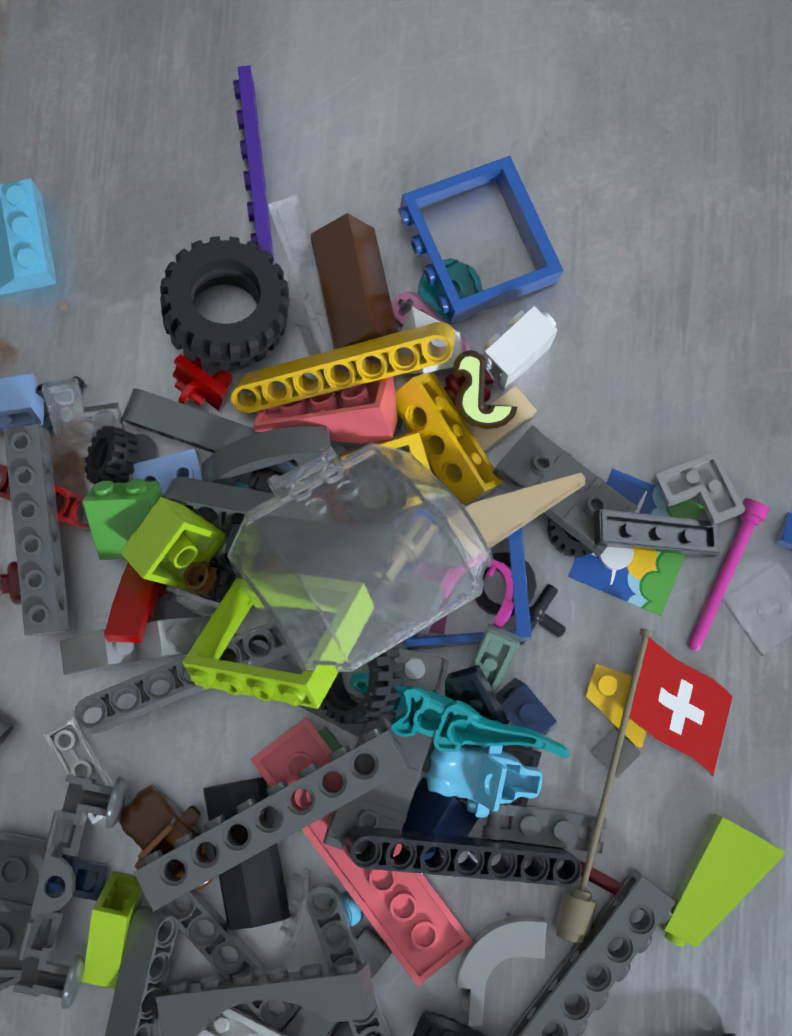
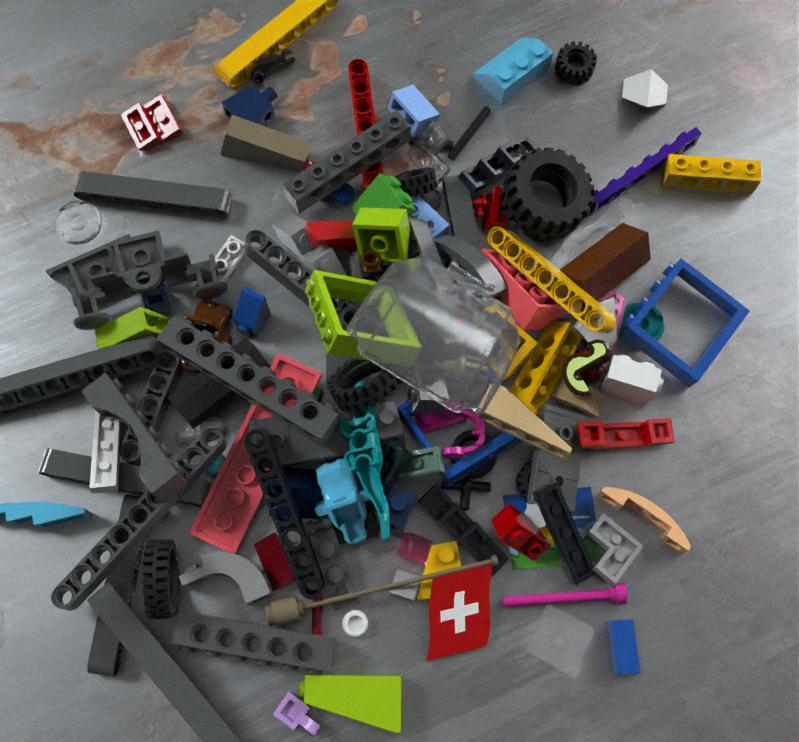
camera: 60 degrees right, 10 degrees down
(43, 144) = (580, 53): none -> black tyre
(73, 557) = (344, 195): none -> blue tile
(75, 348) = (468, 134): none -> black bar
(144, 337) = (496, 165): none -> black slope
(146, 95) = (645, 89): none -> white slope
(173, 765) = (251, 312): none -> blue slope
(307, 87) = (711, 174): none -> yellow brick
(506, 897) = (274, 561): none -> dark red slope
(575, 391) = (625, 435): none -> red slope
(577, 718) = (414, 548): none -> clear pink slope
(582, 649) = (461, 527): none -> black slope
(628, 585) = (519, 532): none -> red slope
(628, 836) = (355, 623): none -> white tile
(697, 963) = (294, 713): none -> lavender plate
(717, 409) = (673, 534): none -> light nougat slope

